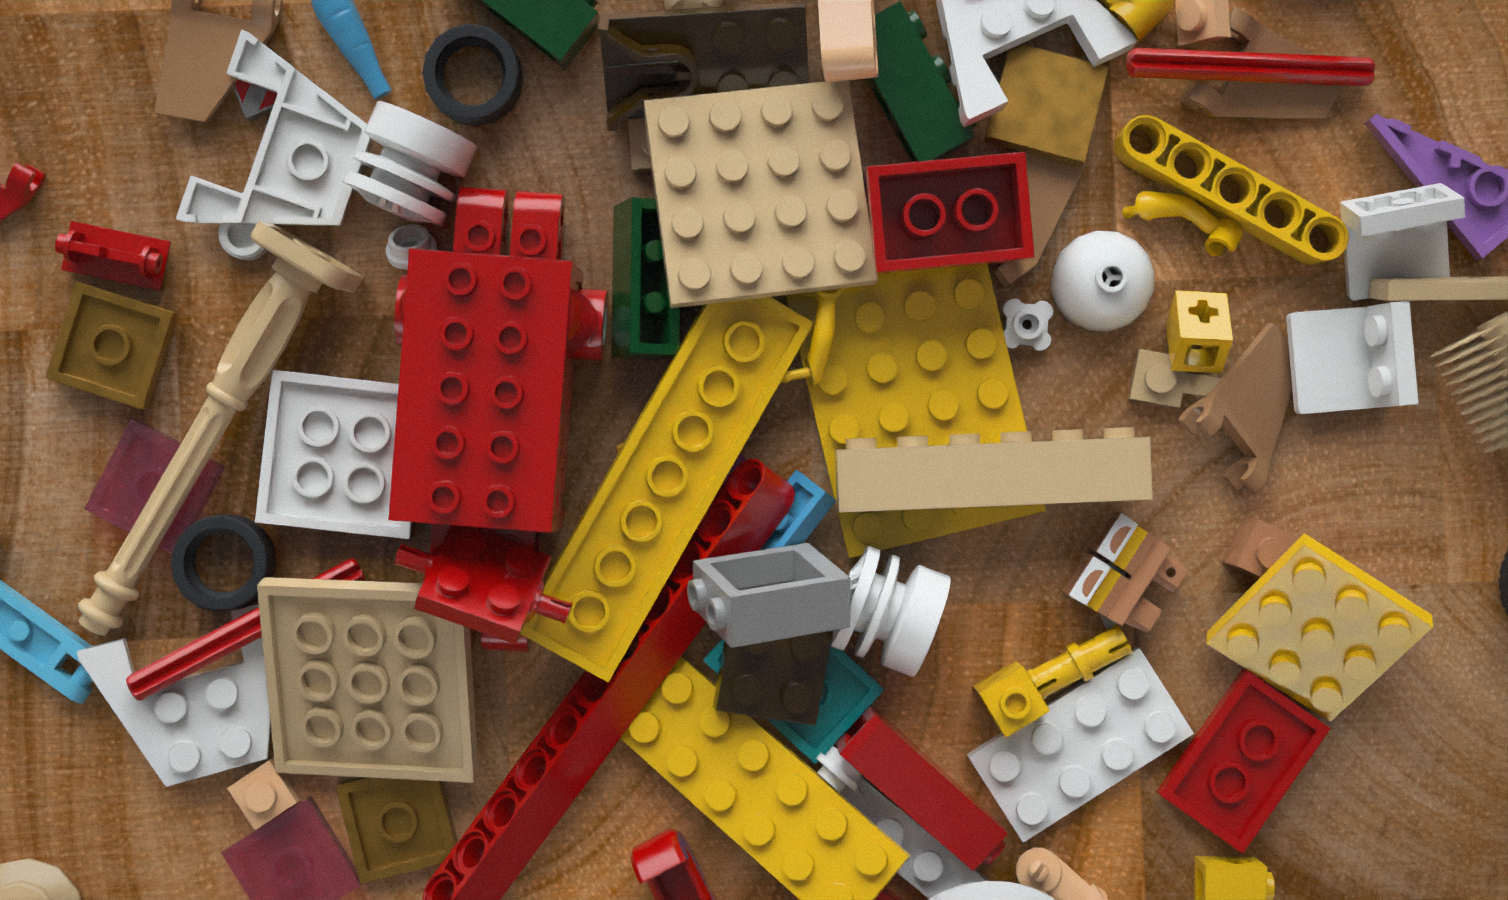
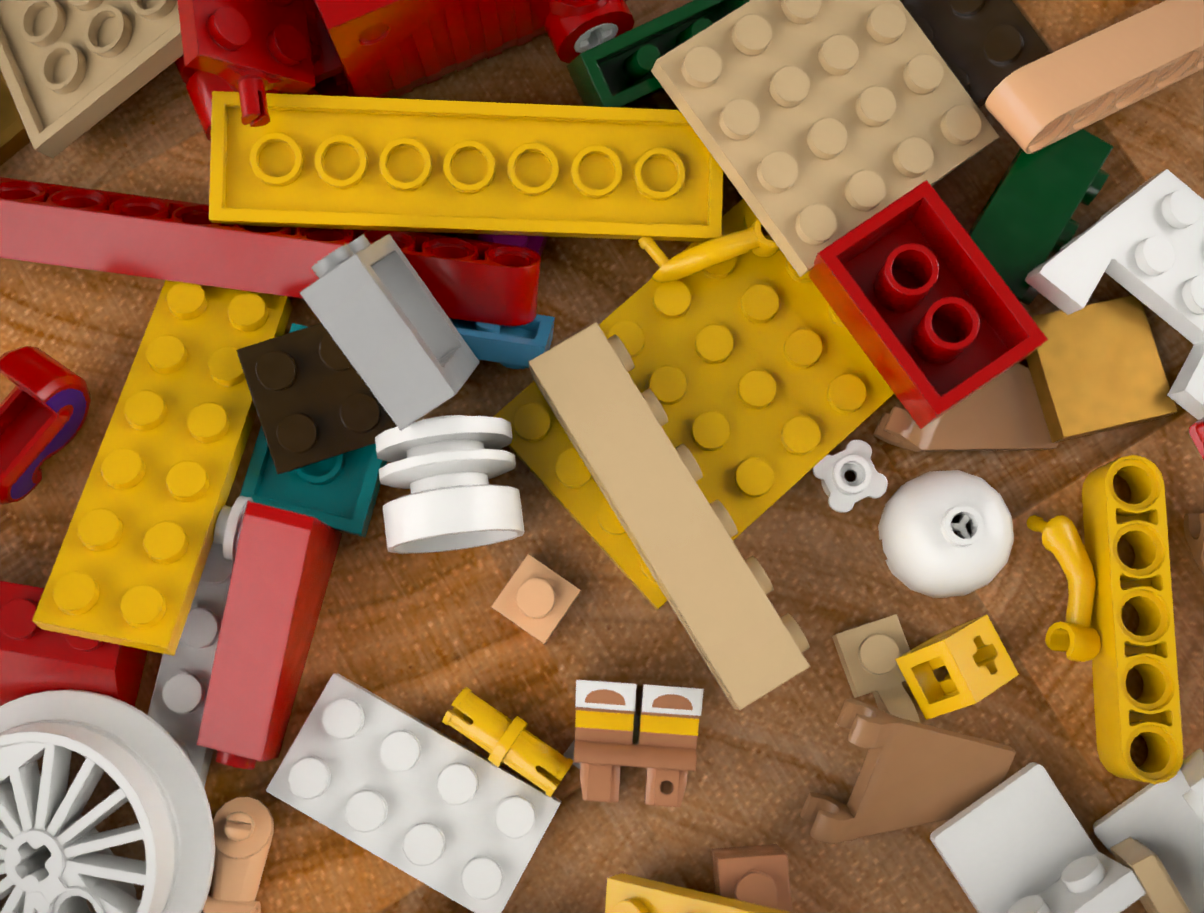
camera: 65 degrees right, 10 degrees down
(992, 590) = (536, 599): none -> light nougat plate
(1011, 698) = (422, 683): yellow brick -> none

